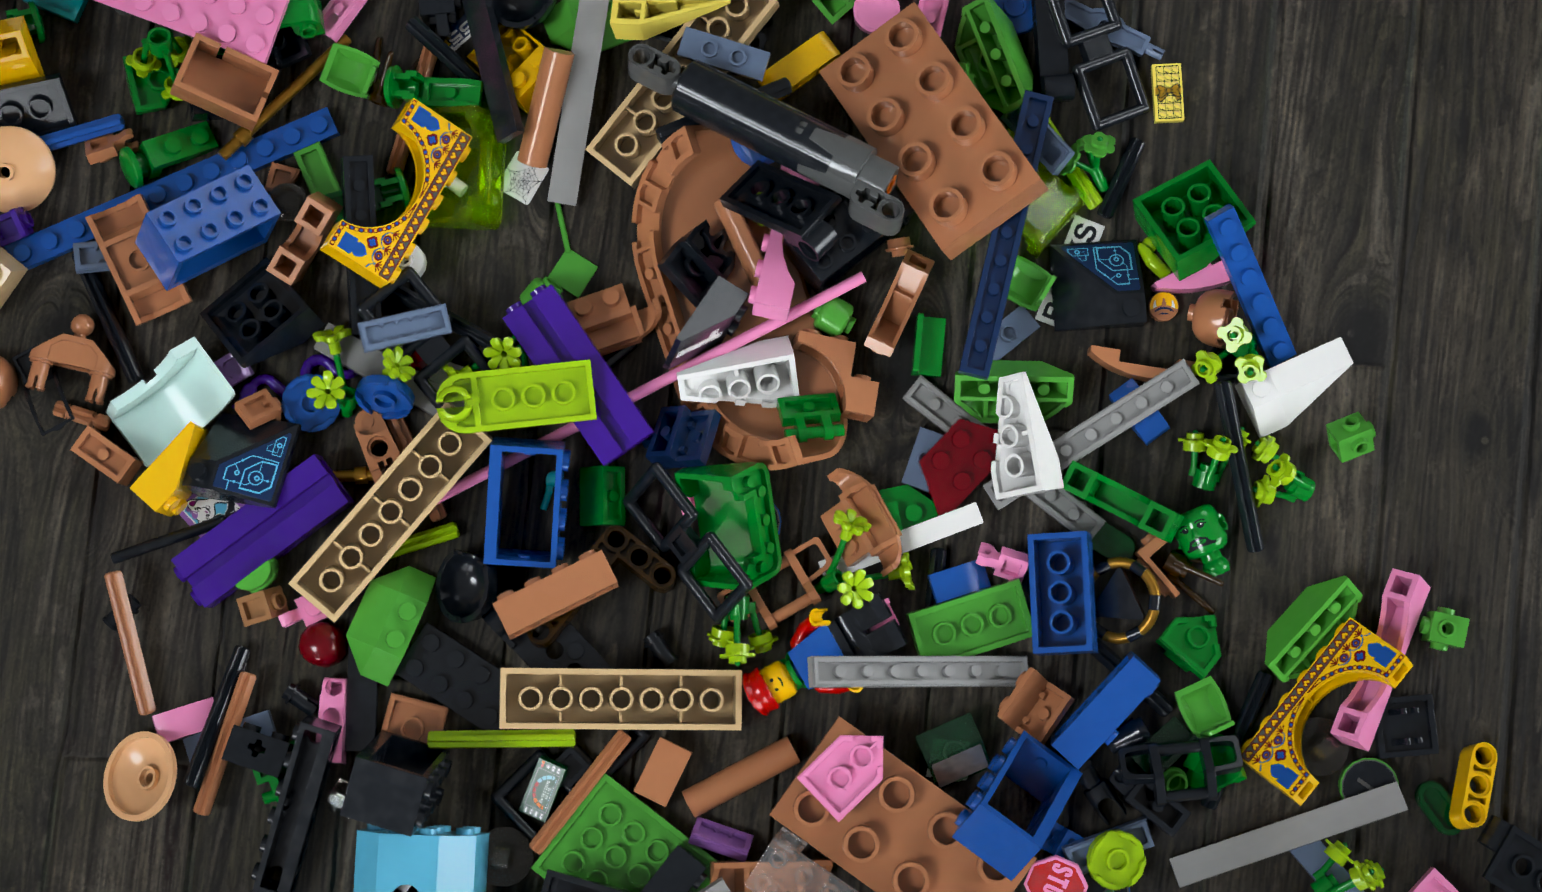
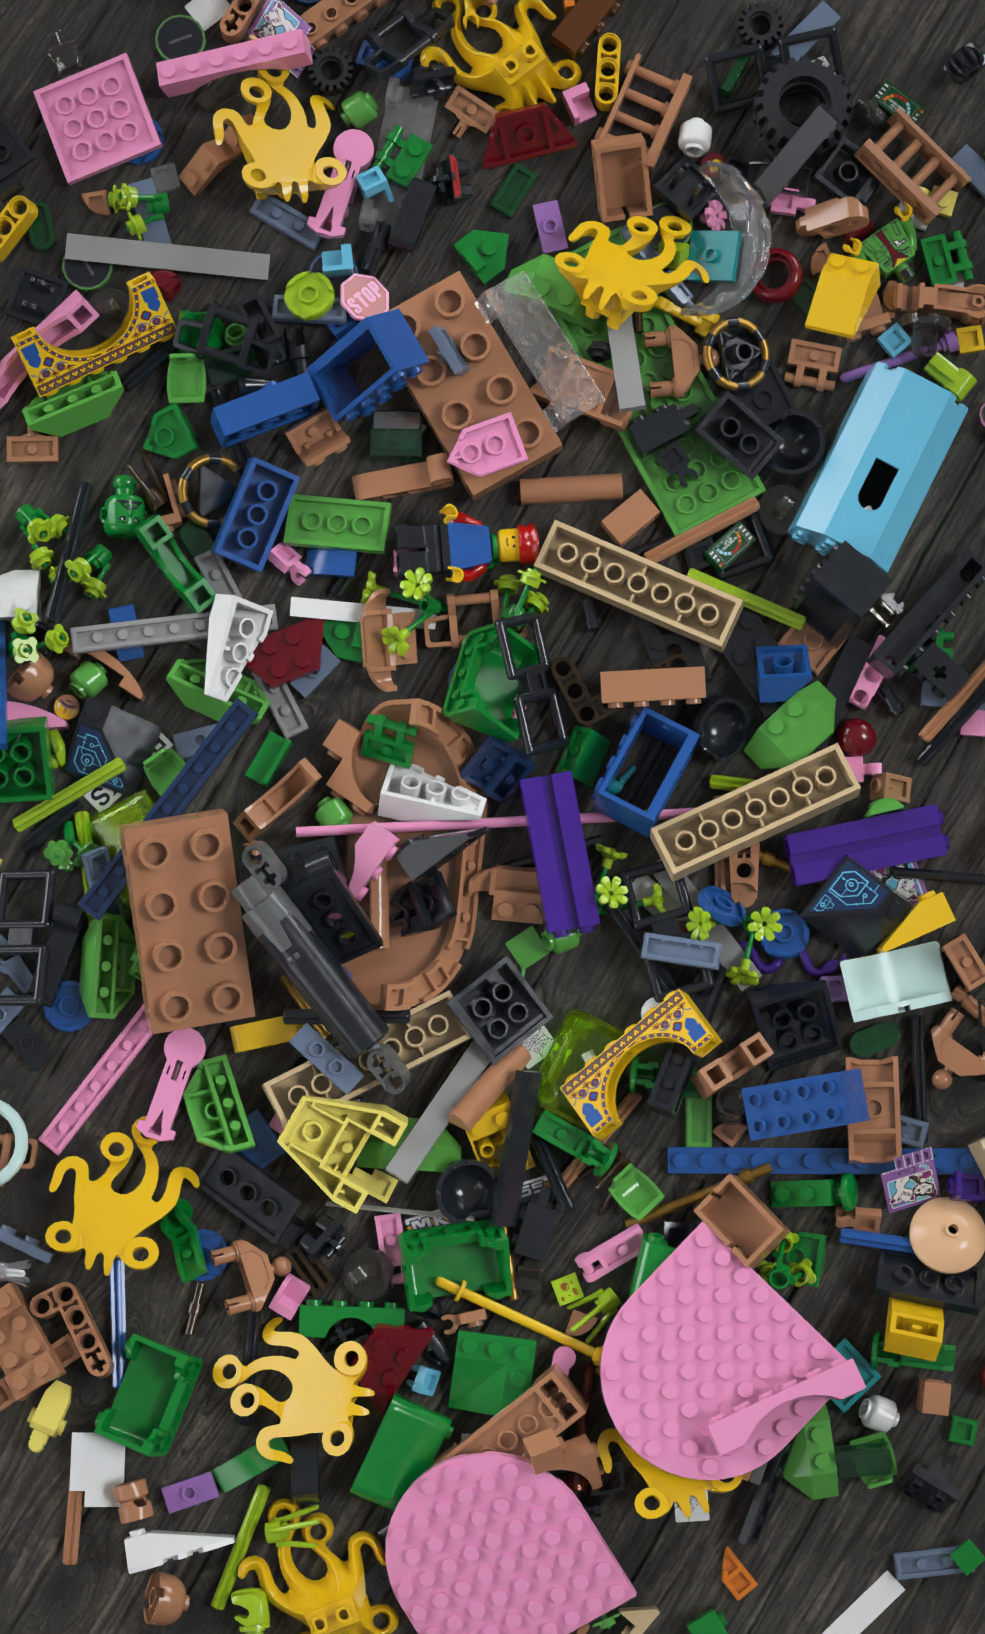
camera: 155 degrees left, 0 degrees up
(69, 205) = (912, 1180): none -> sticker
(171, 333) = (874, 1039): none -> dark green tile
(259, 409) = (827, 944): nougat bracket -> none
(428, 676) = (781, 671): none -> blue slope
(518, 397) = (614, 850): lime plate -> none
(572, 190) = (499, 1009): none -> black slope
(642, 853) = (674, 462): none -> black plate
(721, 839) = (608, 447): medium lavender plate -> none
(913, 712) = (404, 480): none -> nougat beam
(914, 671) = (397, 501): light grey tile -> none
(936, 860) = (448, 351): none -> sand blue plate
(1116, 216) = (69, 794): none -> lime axle
(1154, 343) = (88, 679): none -> bright green head
(1275, 804) = (168, 284): none -> dark red piece
(1330, 561) = (32, 448): none -> nougat plate
(1391, 862) = (97, 202): none -> nougat tile

